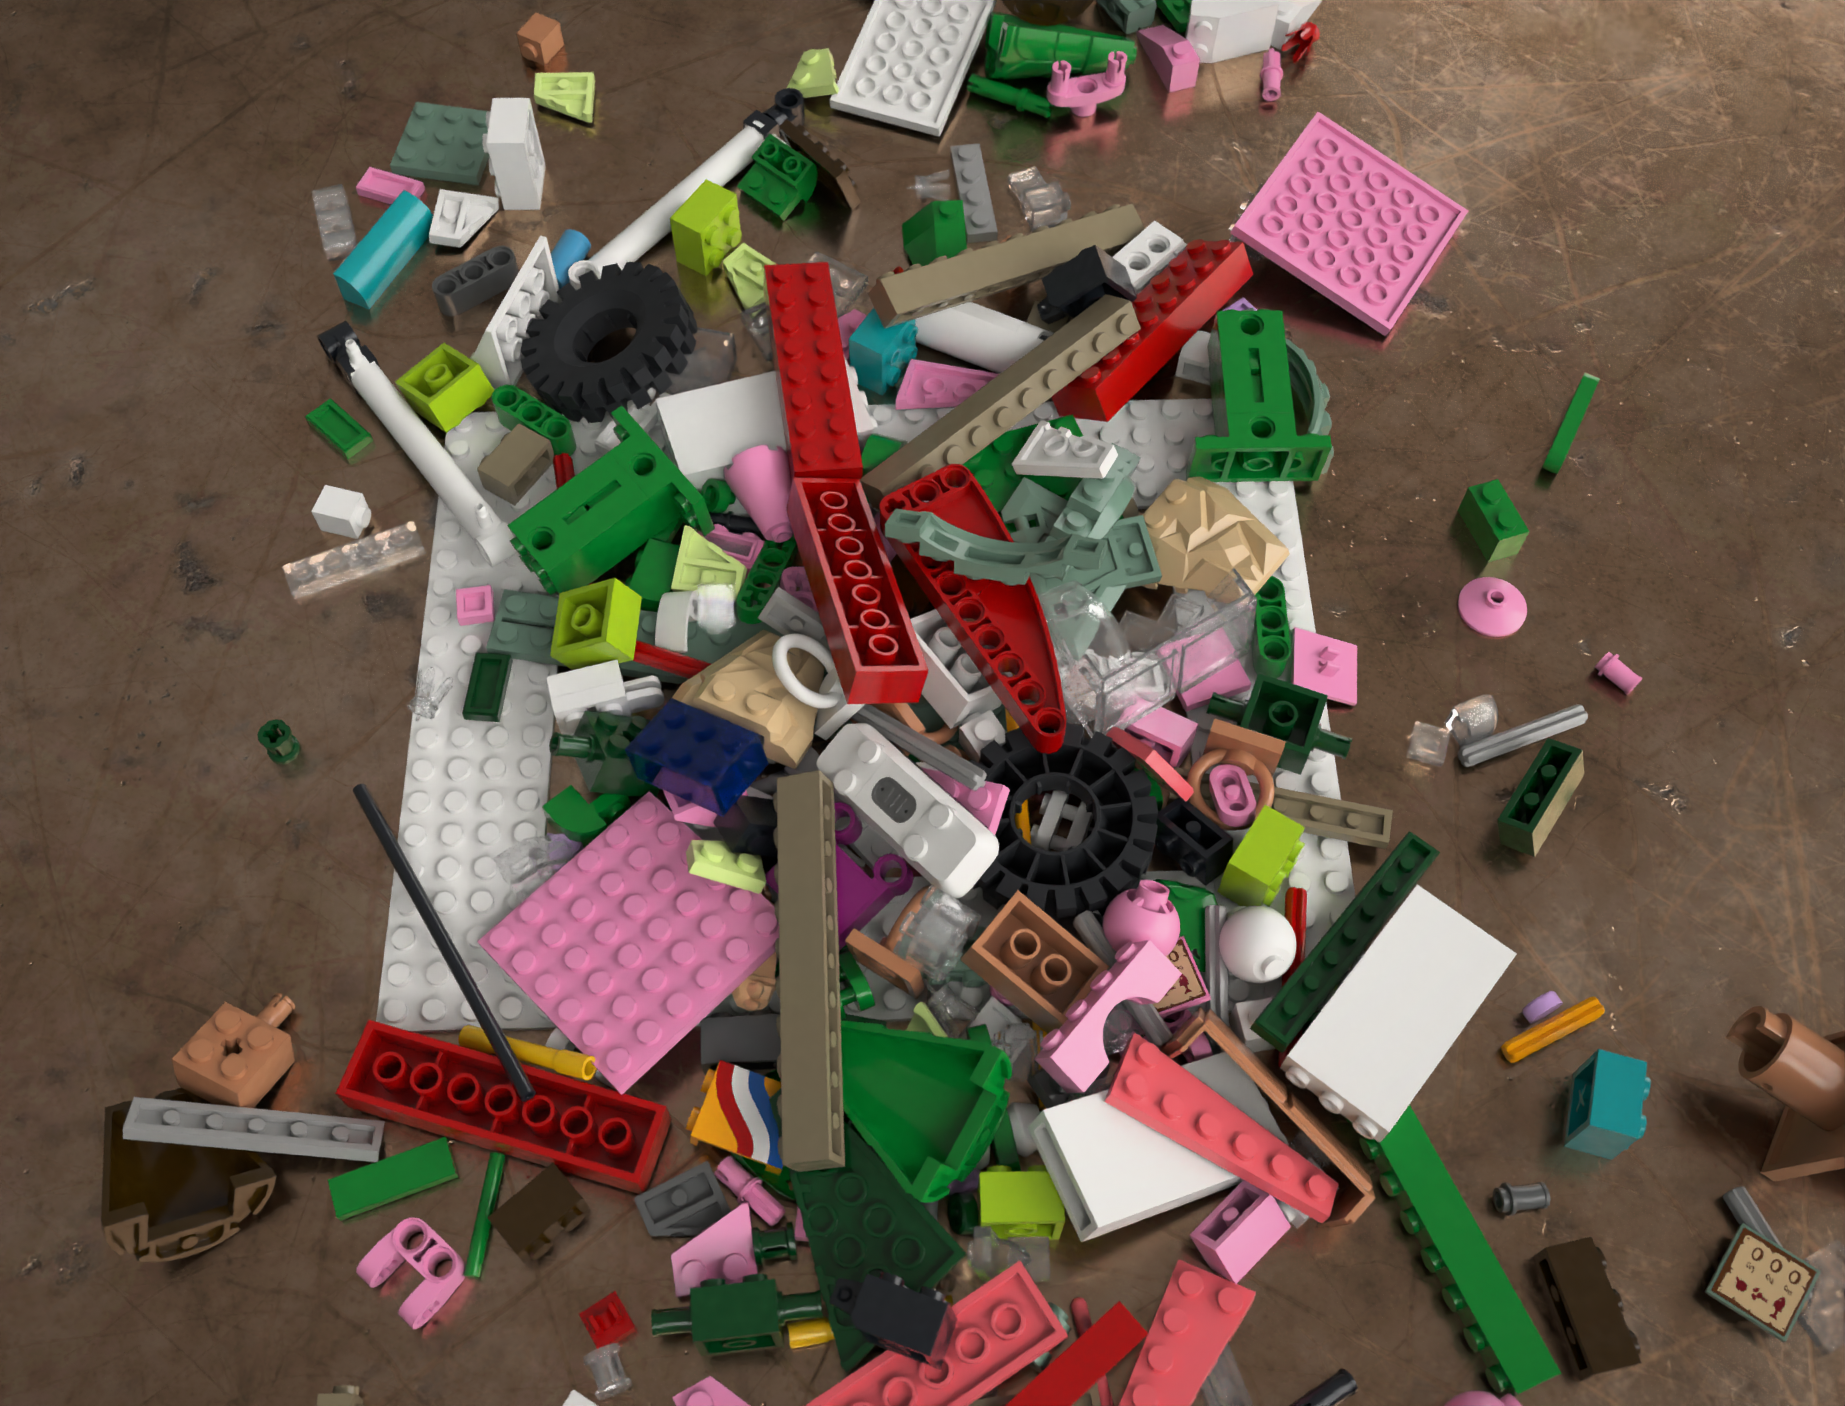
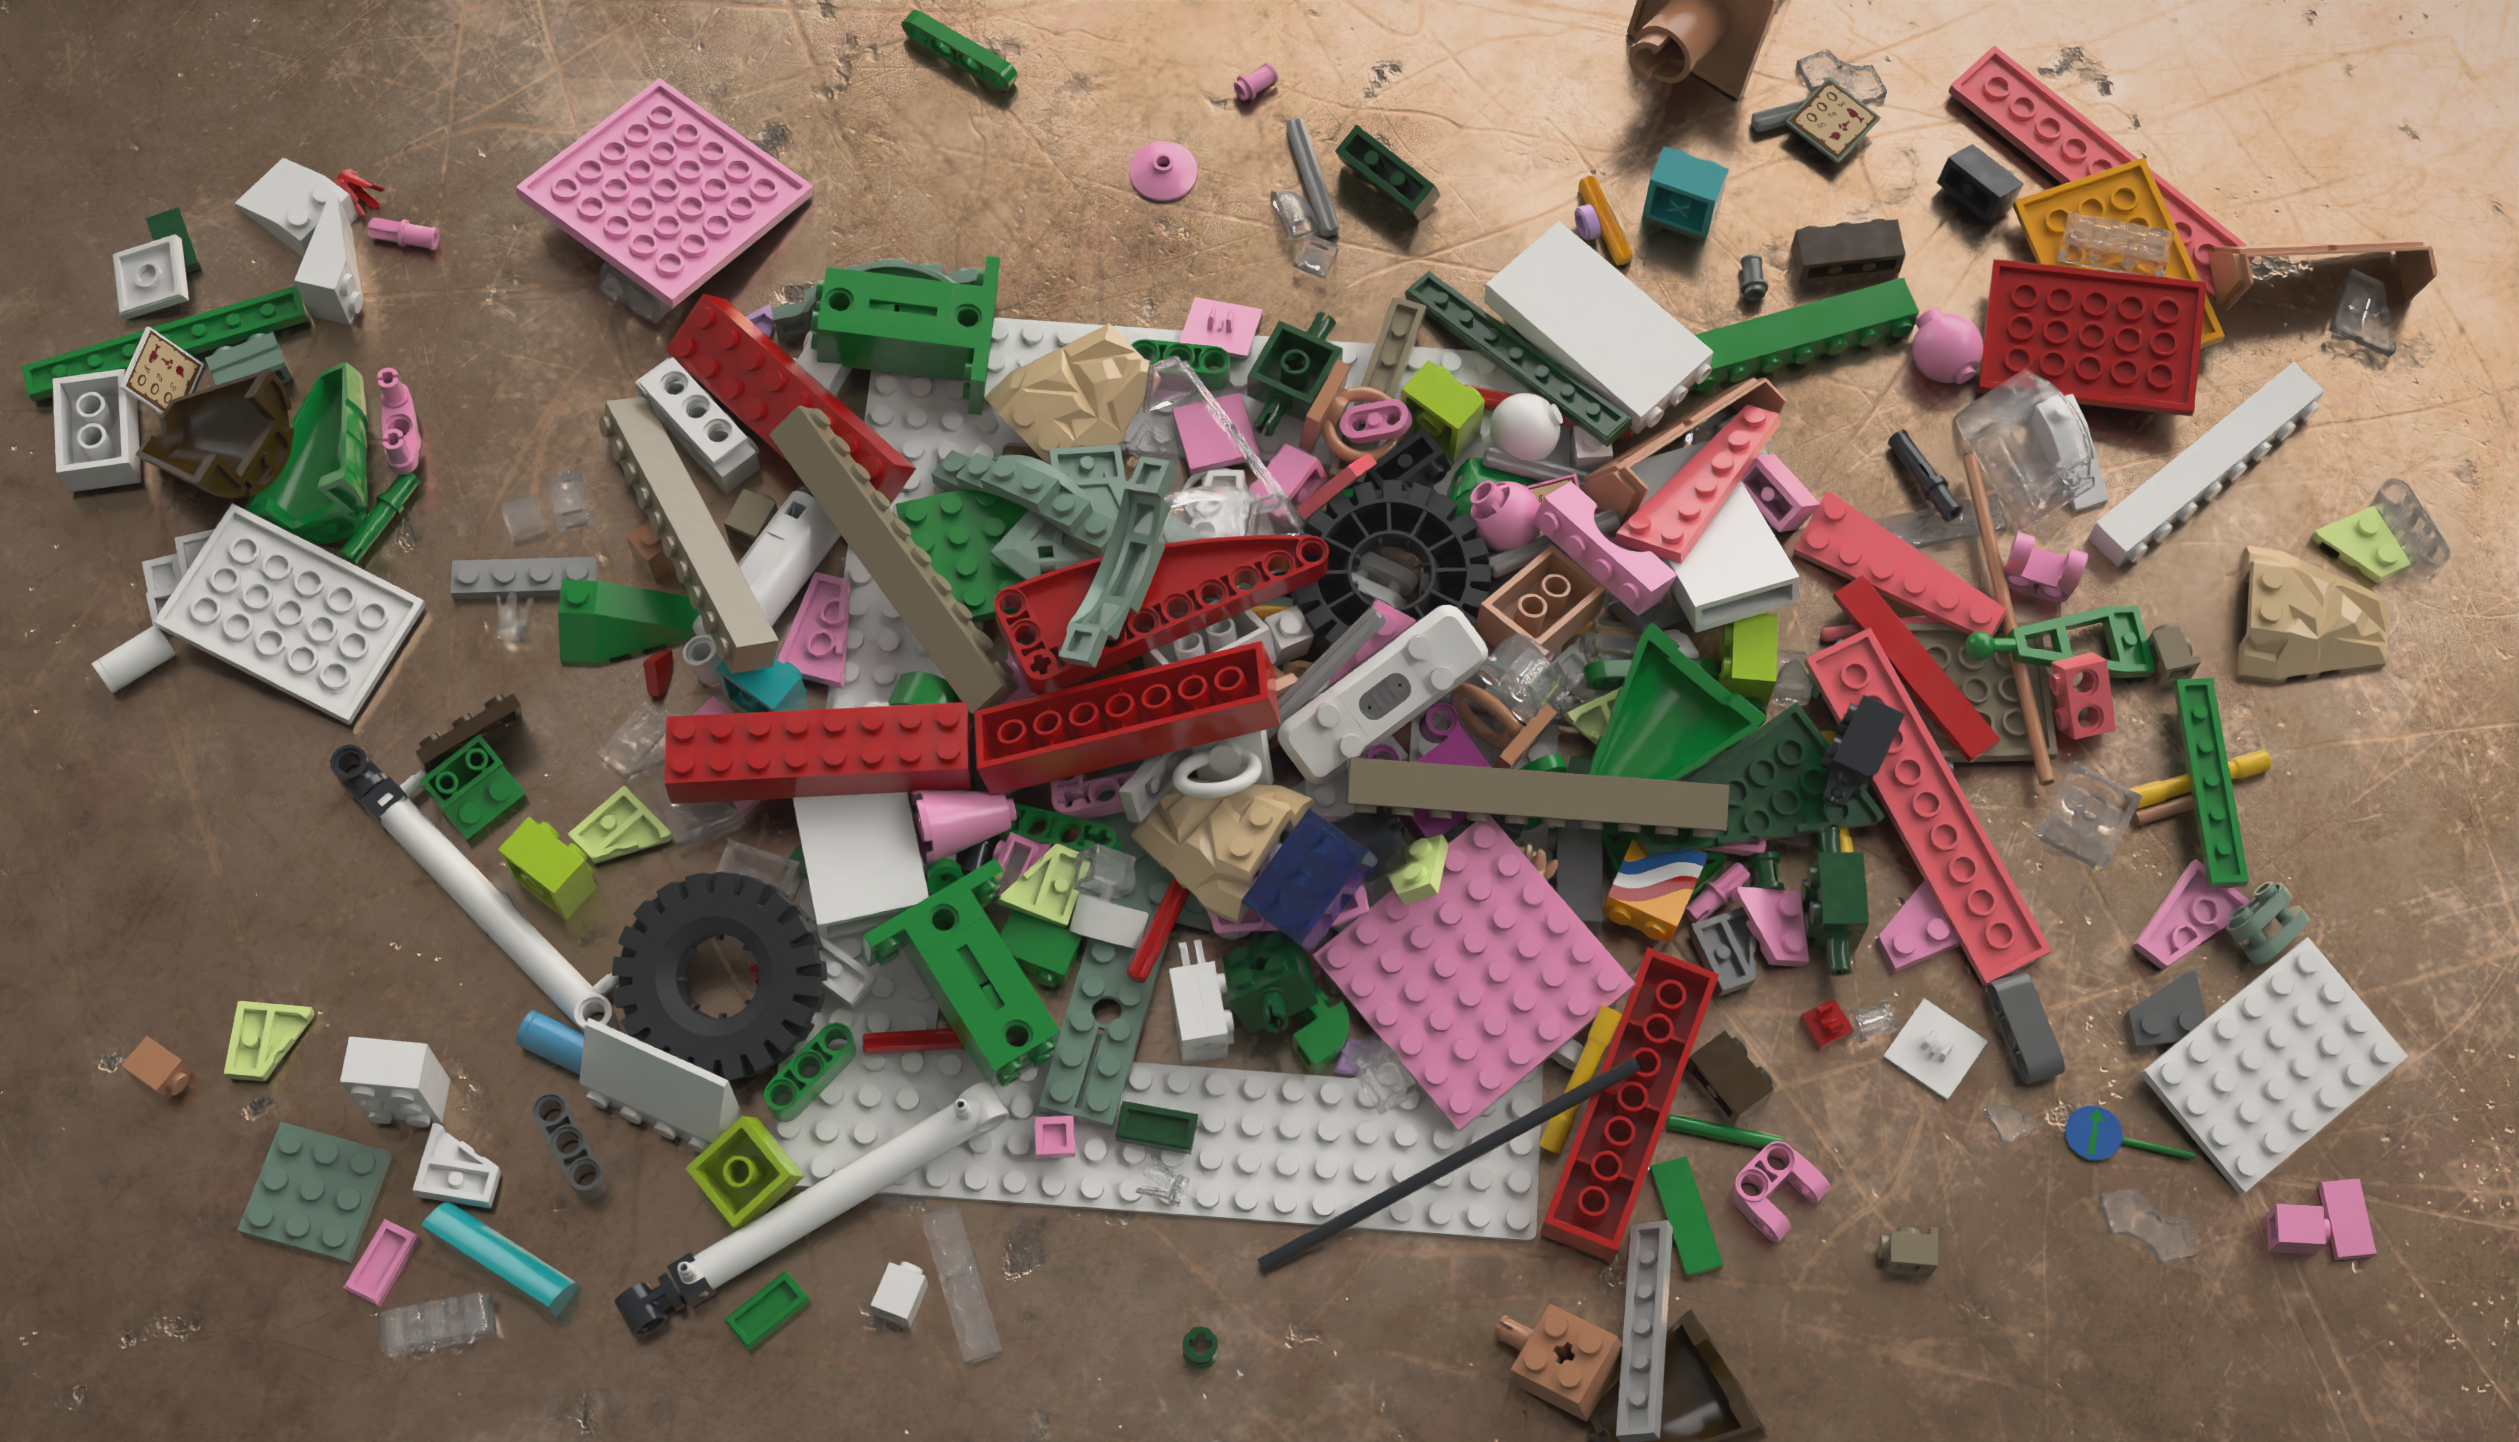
camera: 85 degrees left, 5 degrees up
(516, 464) = (868, 1092): dark tan brick -> none
(596, 624) = (1125, 988): lime brick -> none
(815, 74) = (299, 735): yellowish green wing -> none
(1063, 454) = (974, 507): white wing -> none
(1081, 283) = (747, 461): black hinge -> none
(1171, 57) = (347, 334): bright pink slope -> none
(1493, 520) = (1073, 145): green brick -> none

